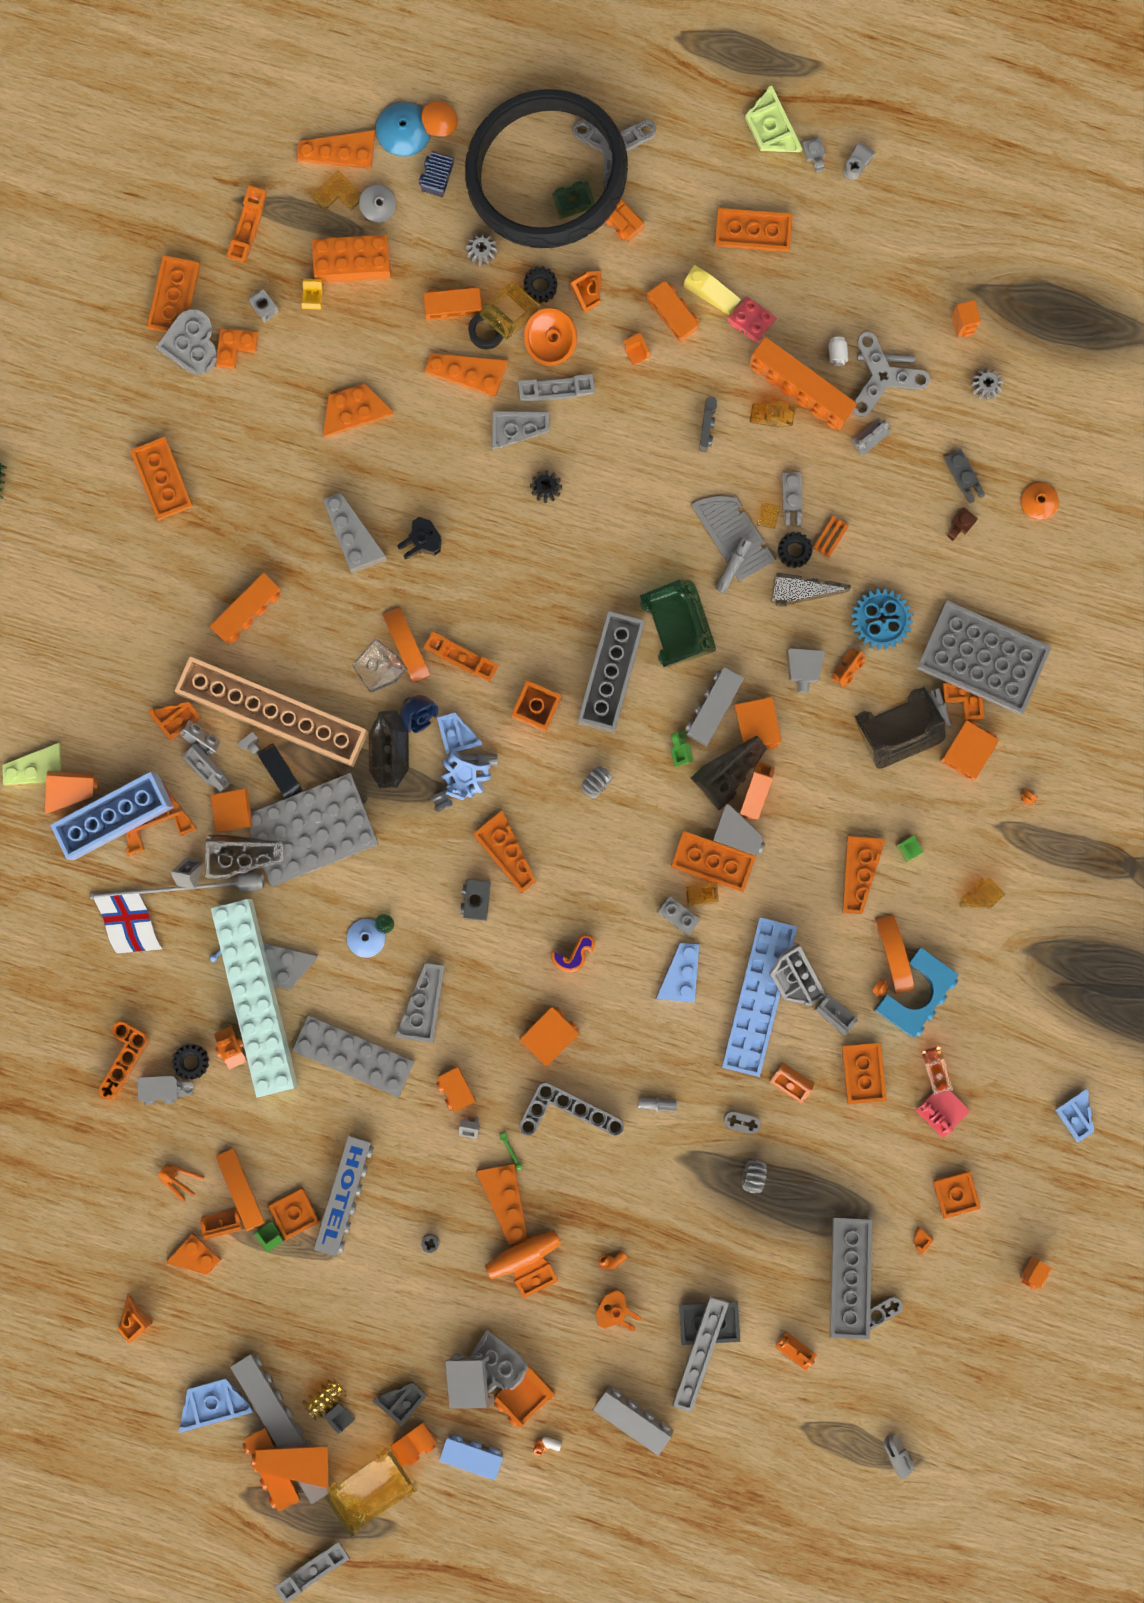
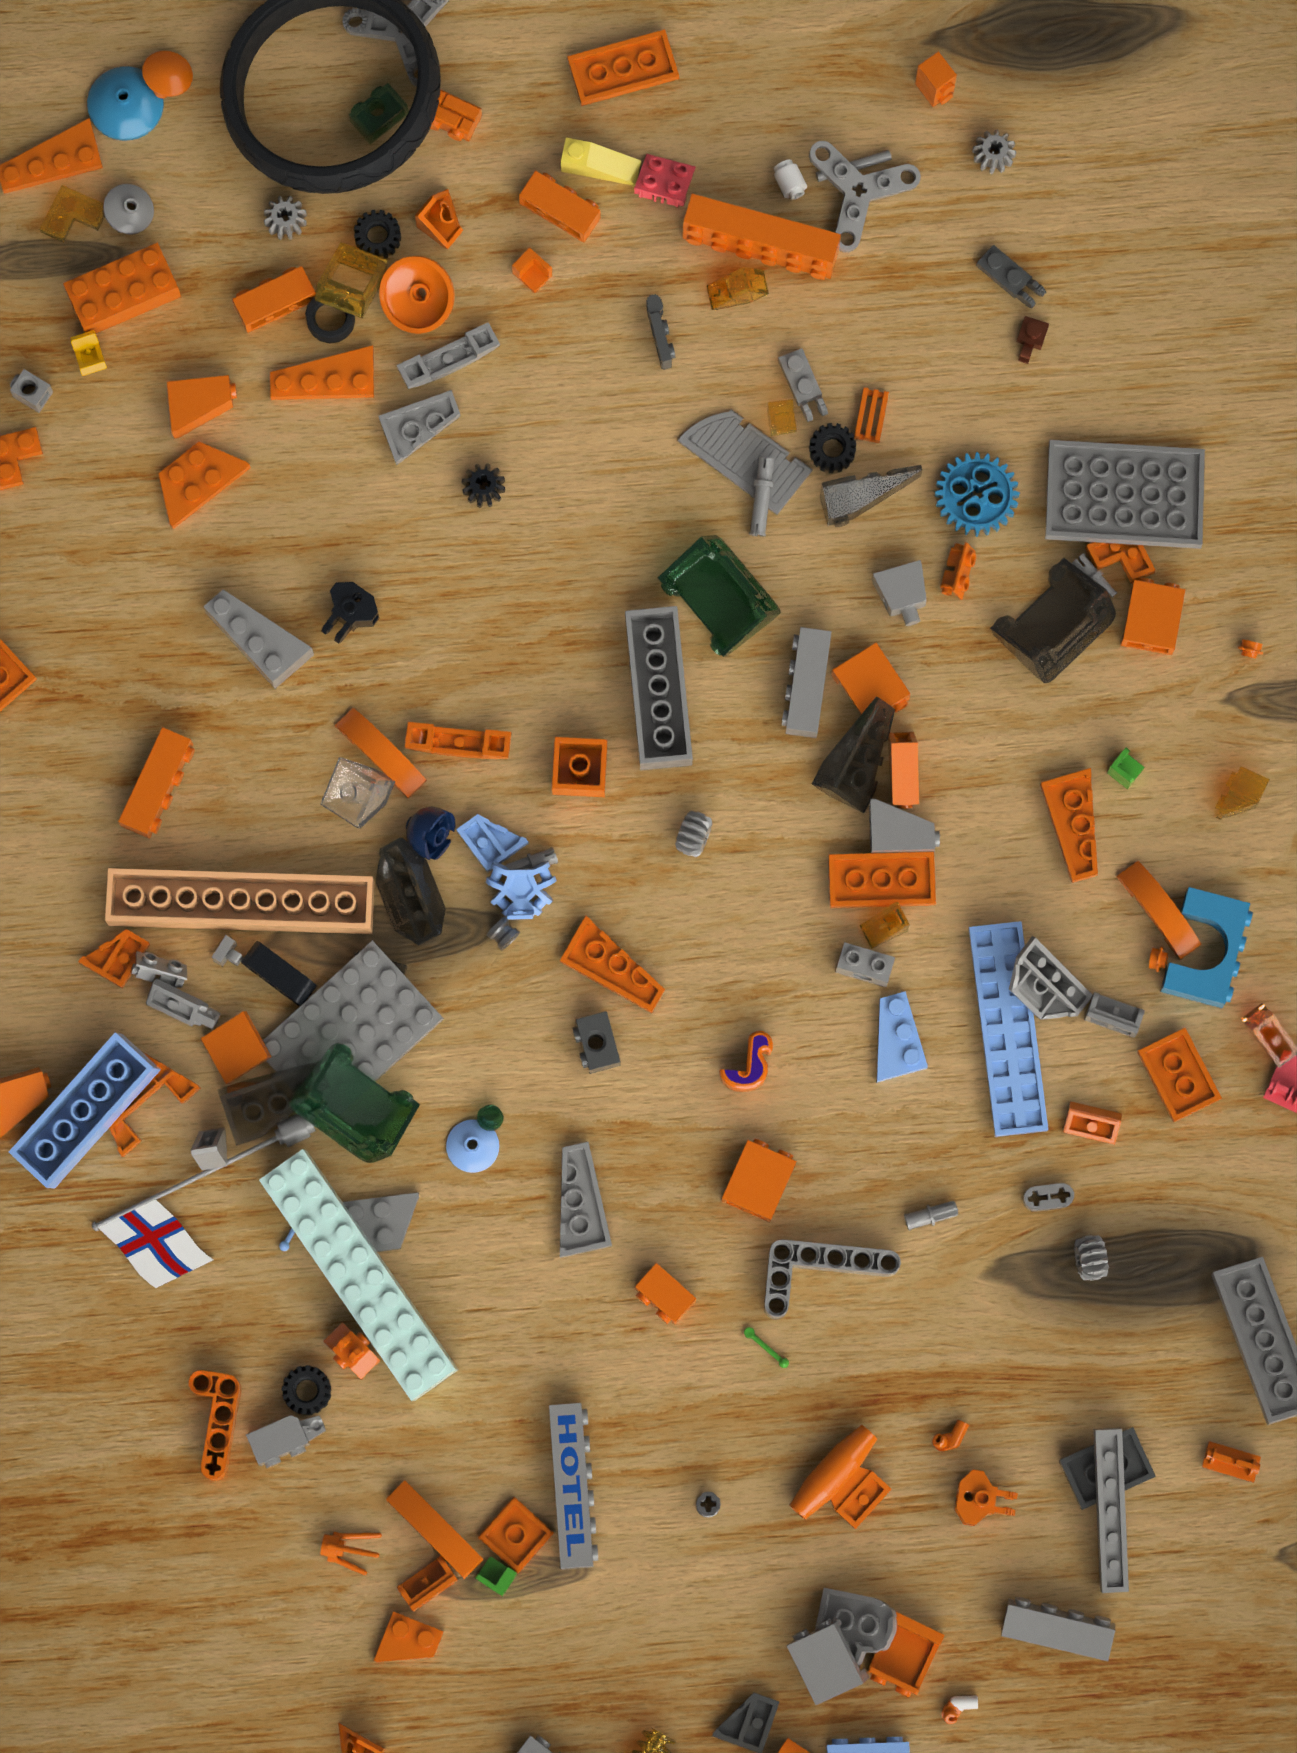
camera: 20 degrees left, 5 degrees down
(294, 882) = (353, 1106): none -> clear green windscreen
(353, 1056) = (515, 1303): light grey plate -> none
(373, 356) = (198, 401): none -> orange slope
(436, 174) = (191, 144): dark blue brick -> none
(468, 1128) = (701, 1337): light grey tile -> none
(504, 1196) = (779, 1407): orange wing -> none
(681, 751) = (787, 755): bright green plate -> none
(871, 436) = (873, 270): light grey hinge -> none
(1033, 507) = (1114, 284): orange dish -> none

